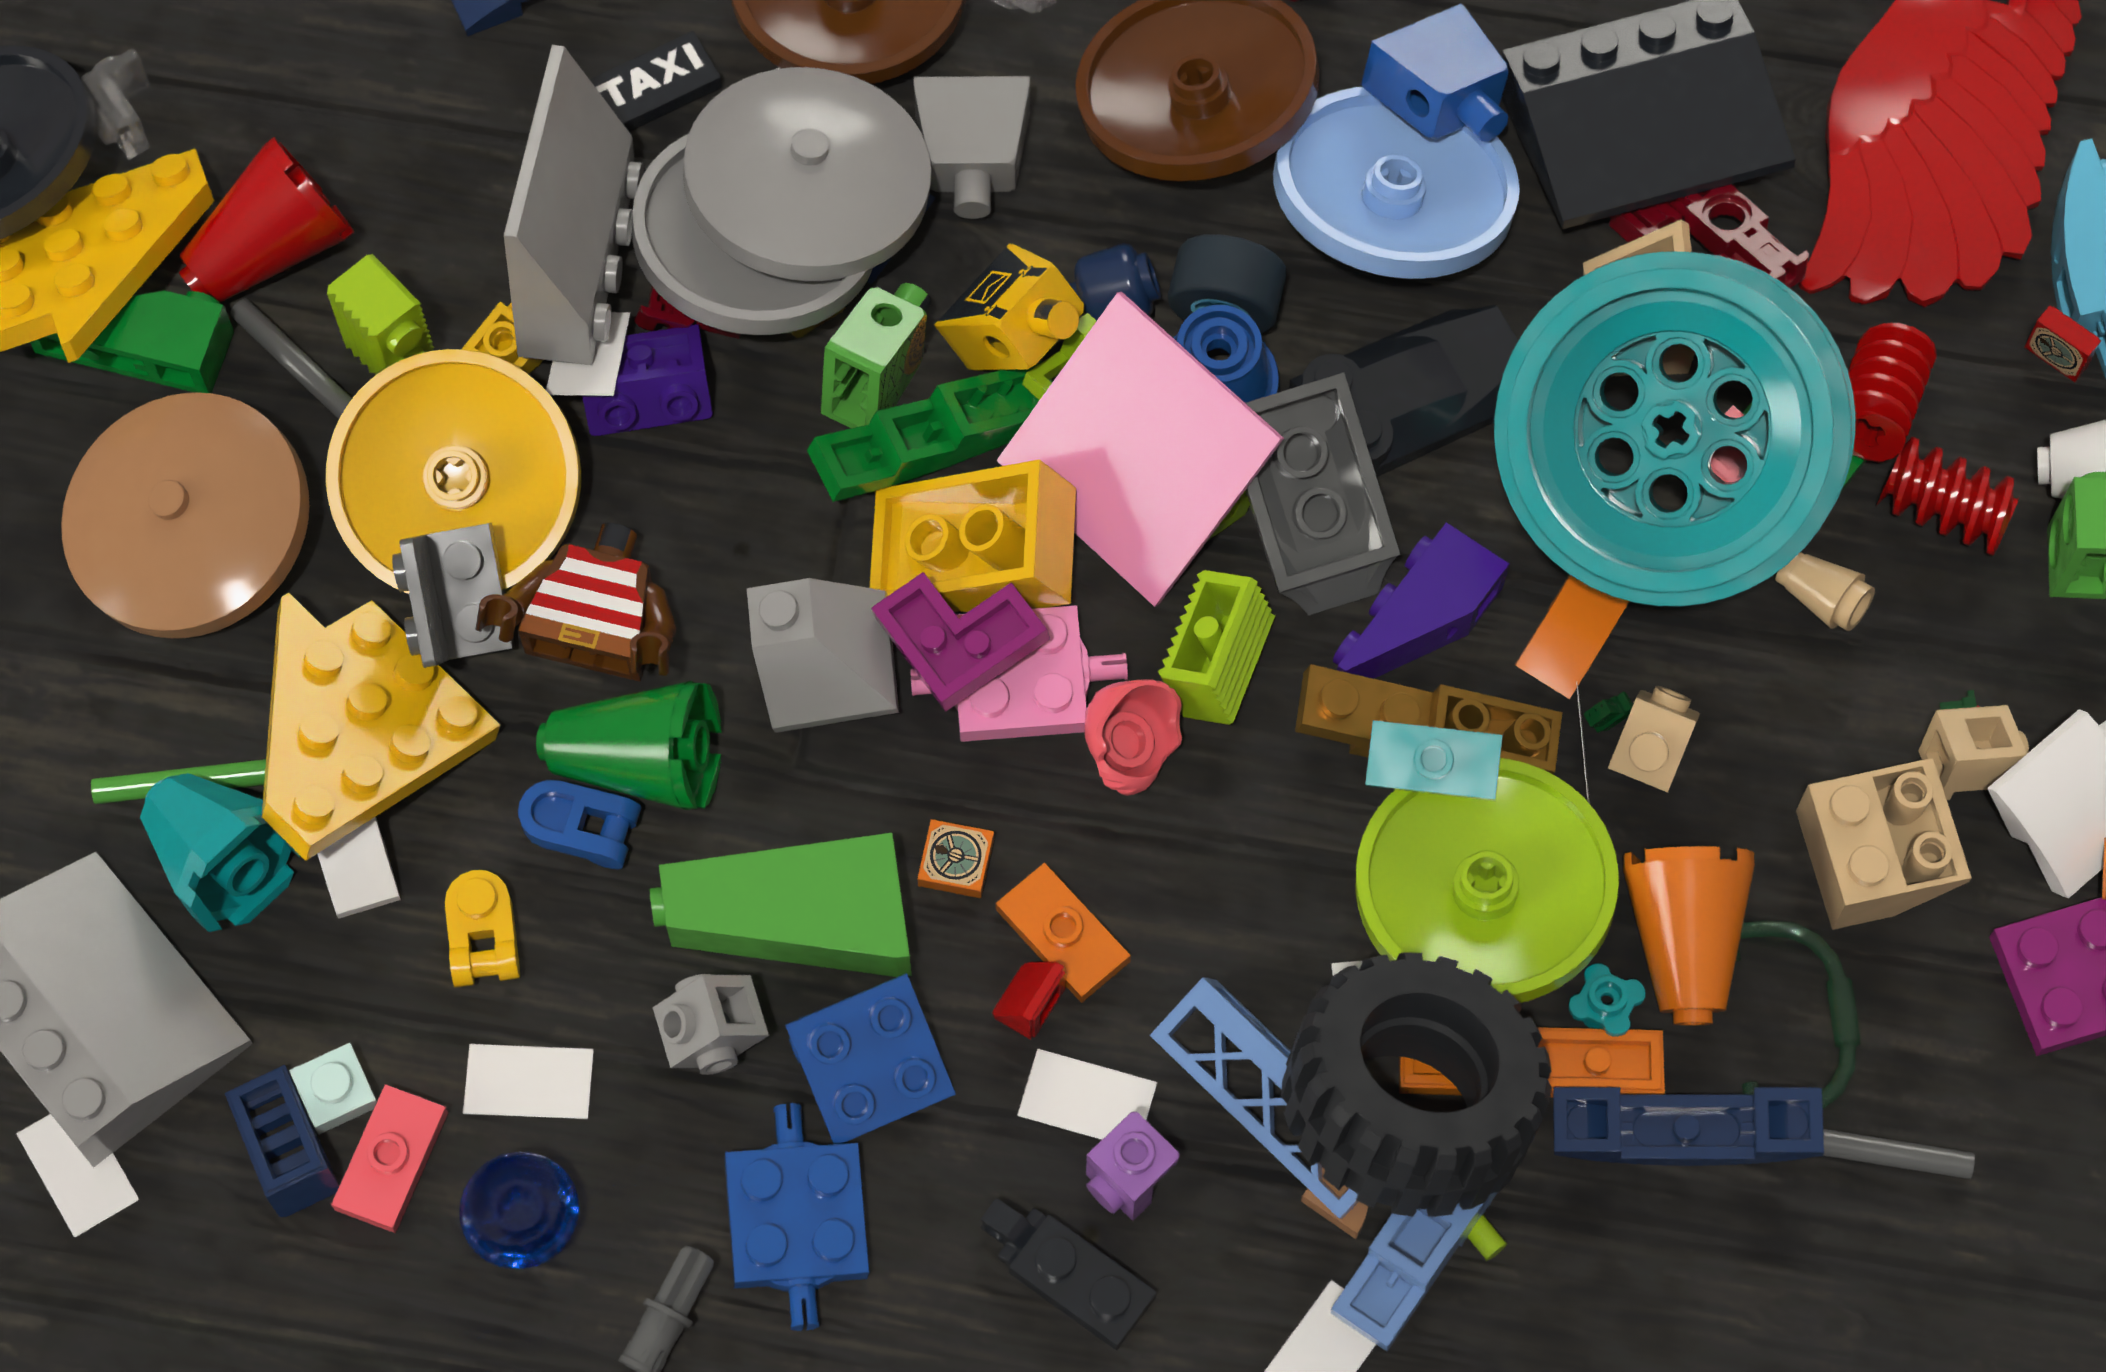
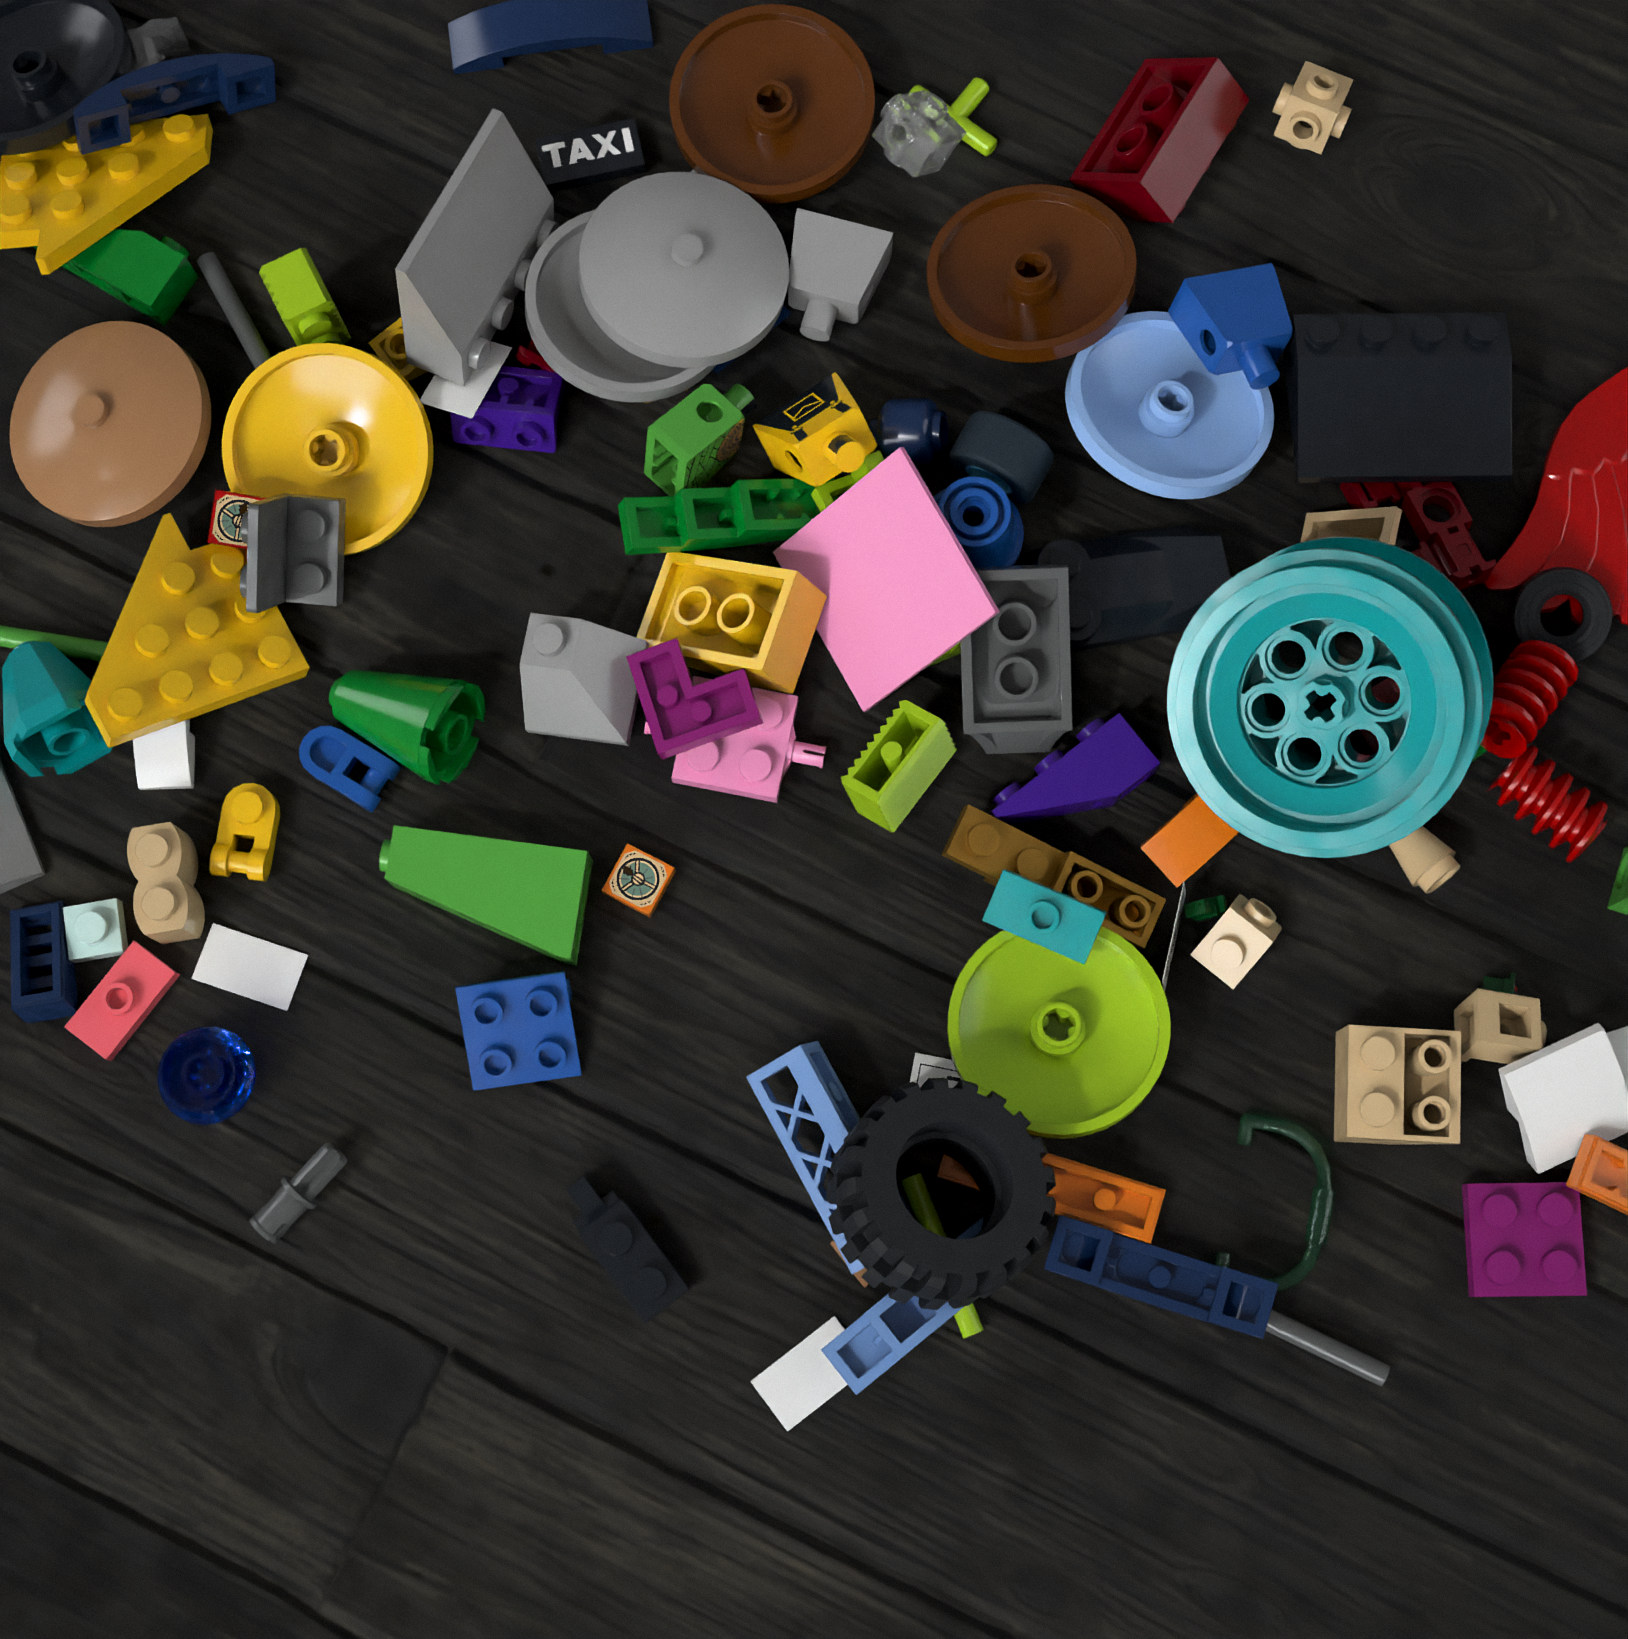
camera: 20 degrees right, 10 degrees up
(211, 102) = (171, 87): none -> dark blue slope
(262, 227) = (239, 195): red cone -> none
(369, 580) = (227, 517): none -> tile
(406, 1007) = (166, 871): none -> tan brick
(589, 609) = (404, 590): torso -> none
(710, 1022) = (398, 965): light grey brick -> none
(796, 1216) = (423, 1141): blue plate -> none
(1031, 997) = (663, 1014): red slope -> none
(1063, 931) = (705, 966): orange plate -> none
(1082, 1095) = (685, 1109): white sticker -> none
(1129, 1165) = (696, 1182): medium lavender bracket -> none
(1132, 732) = (808, 818): coral hair -> none
(1597, 1015) = (1111, 1151): teal plate -> none
(1690, 924) = (1214, 1112): orange cone -> none
(1904, 256) = (1566, 581): none -> black tyre

